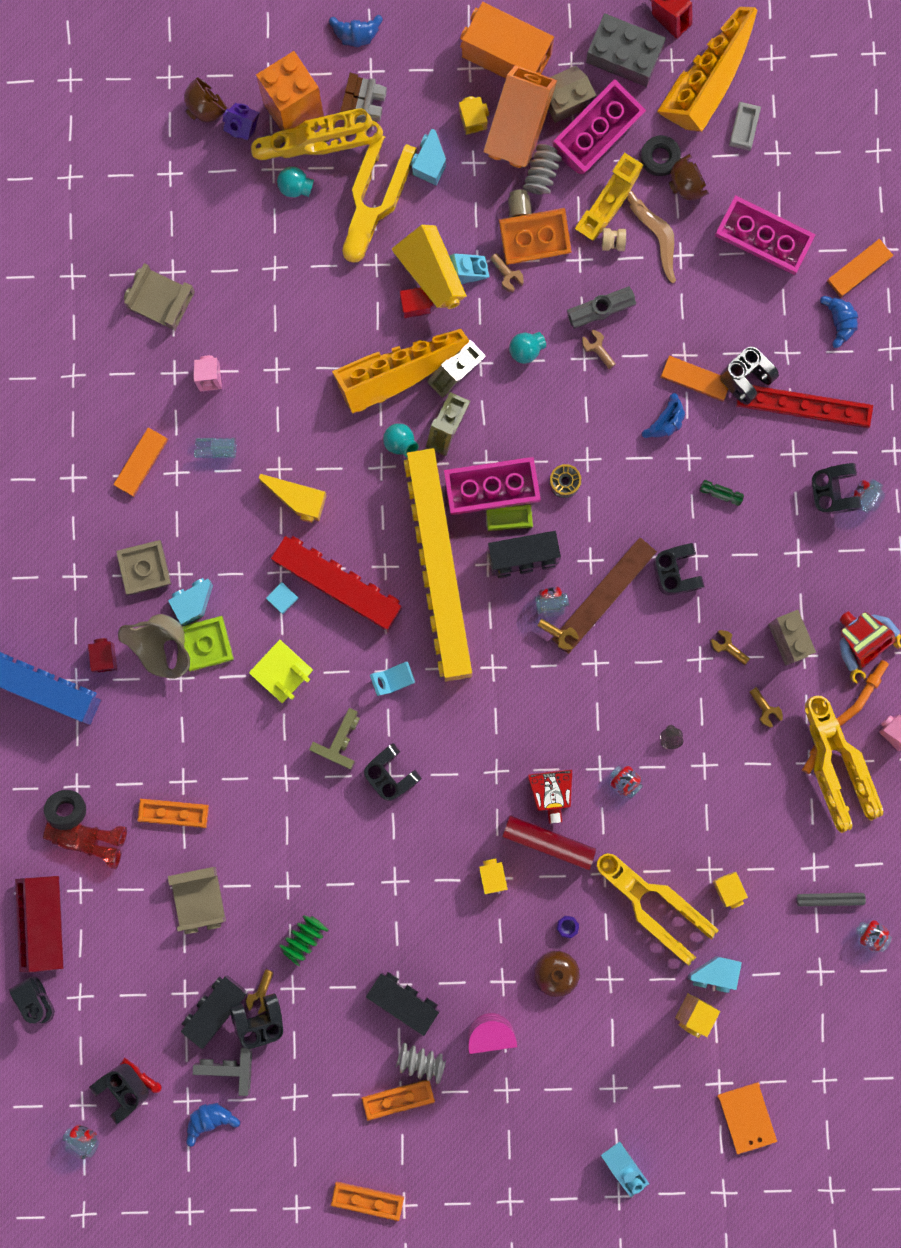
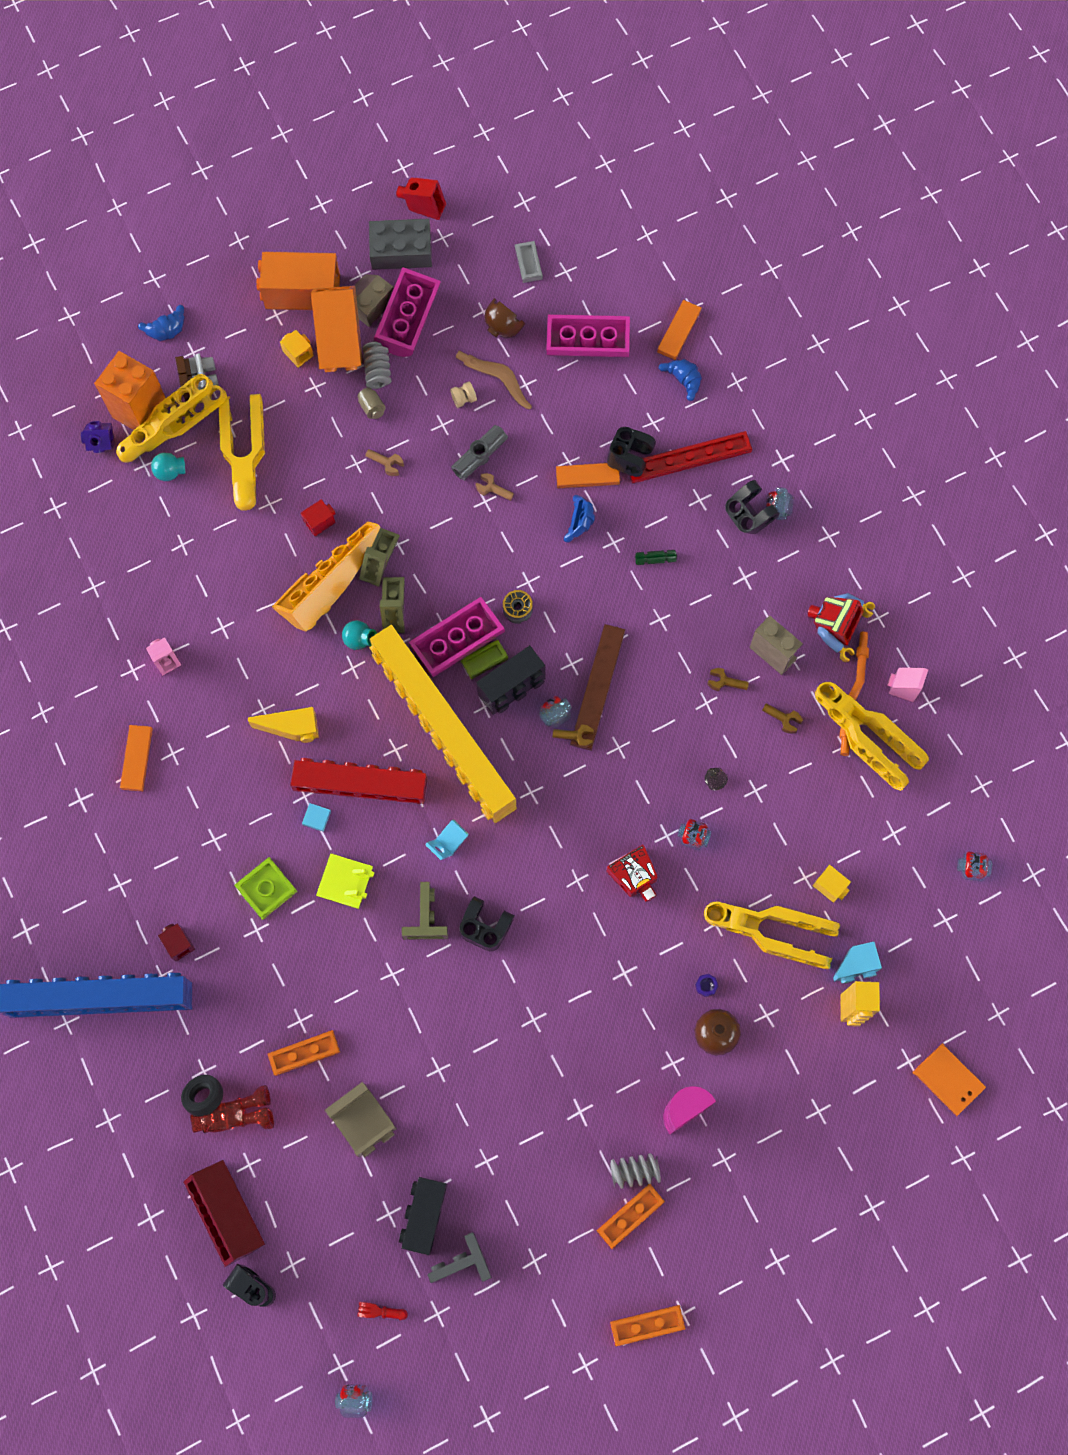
camera: 25 degrees left, 10 degrees down
(122, 1090) = (372, 1332): black piece -> none
(143, 567) = (179, 847): dark tan plate -> none
(149, 643) = (213, 909): dark tan piece -> none
(158, 297) = (90, 612): dark tan panel -> none
(192, 603) = (237, 857): medium azure slope -> none
(202, 102) = (58, 436): reddish brown cylinder -> none
(207, 1119) = (463, 1321): blue piece -> none
(215, 448) = (198, 715): clear light blue hinge -> none
(259, 1024) = (471, 1206): black piece -> none
(262, 989) = (459, 1178): pearl gold bar -> none
(303, 939) = (474, 1109): green piece -> none
(403, 1003) = (593, 1123): black brick -> none
(431, 160) = (277, 399): medium azure slope -> none
(431, 266) = (317, 479): yellow slope -> none
(470, 267) = (345, 473): medium azure slope -> none
(492, 876) = (619, 971): yellow brick -> none
(526, 346) = (431, 511): teal piece -> none
(535, 236) = (395, 420): orange tile -> none
(549, 842) = (654, 919): dark red brick -> none
(611, 197) = (445, 362): yellow slope -> none
(625, 1169) = (865, 1178): medium azure slope -> none
(660, 142) = (469, 302): black tyre -> none
(672, 571) = (647, 640): black piece -> none
(703, 87) = (478, 249): light orange wedge -> none
(831, 899) = (922, 853): dark grey axle -> none

